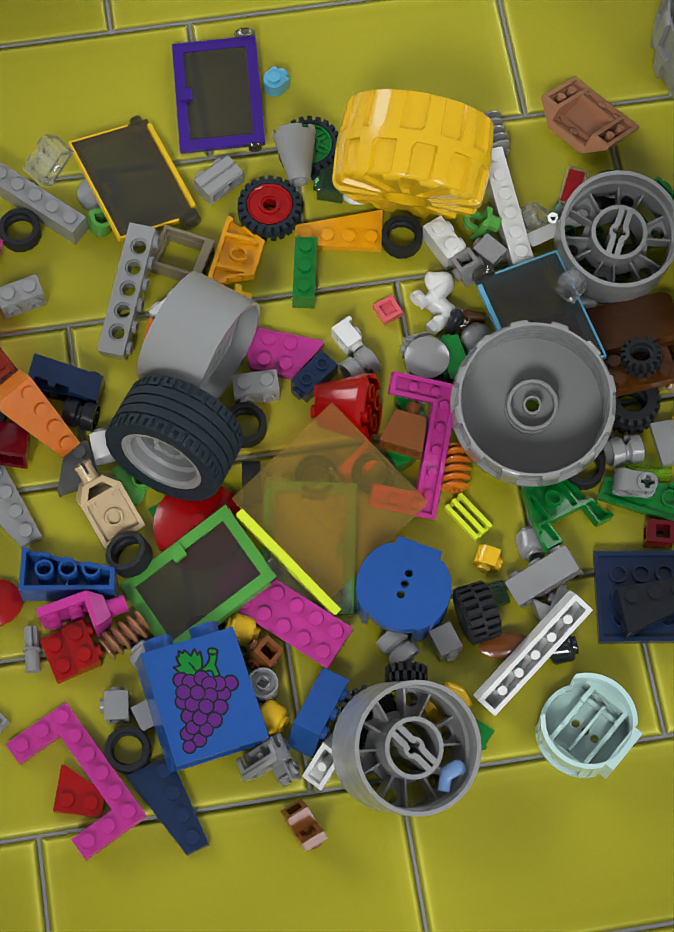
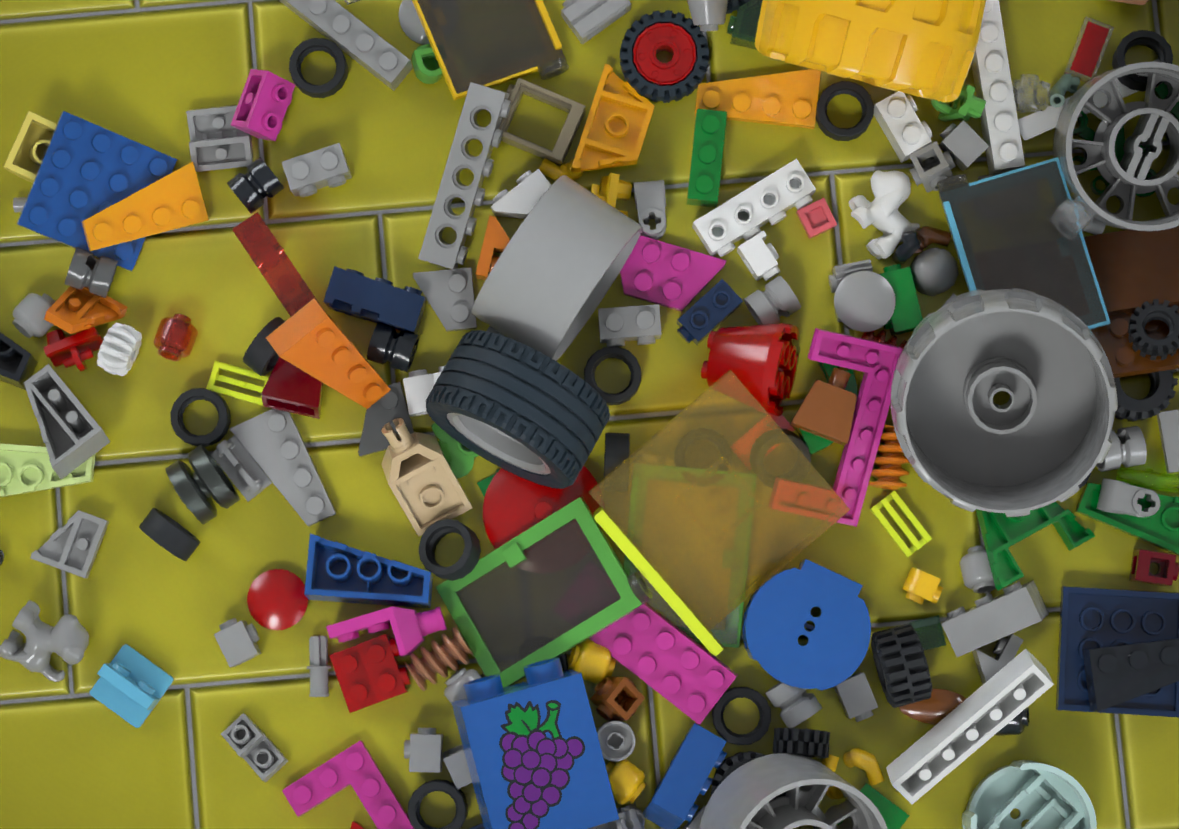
camera: 10 degrees right, 15 degrees up
(119, 375) = (450, 296): none -> light grey wing
(268, 308) = (651, 204): none -> light grey piece
(344, 301) = (753, 208): none -> white brick
(364, 646) = (761, 728): none -> black tyre

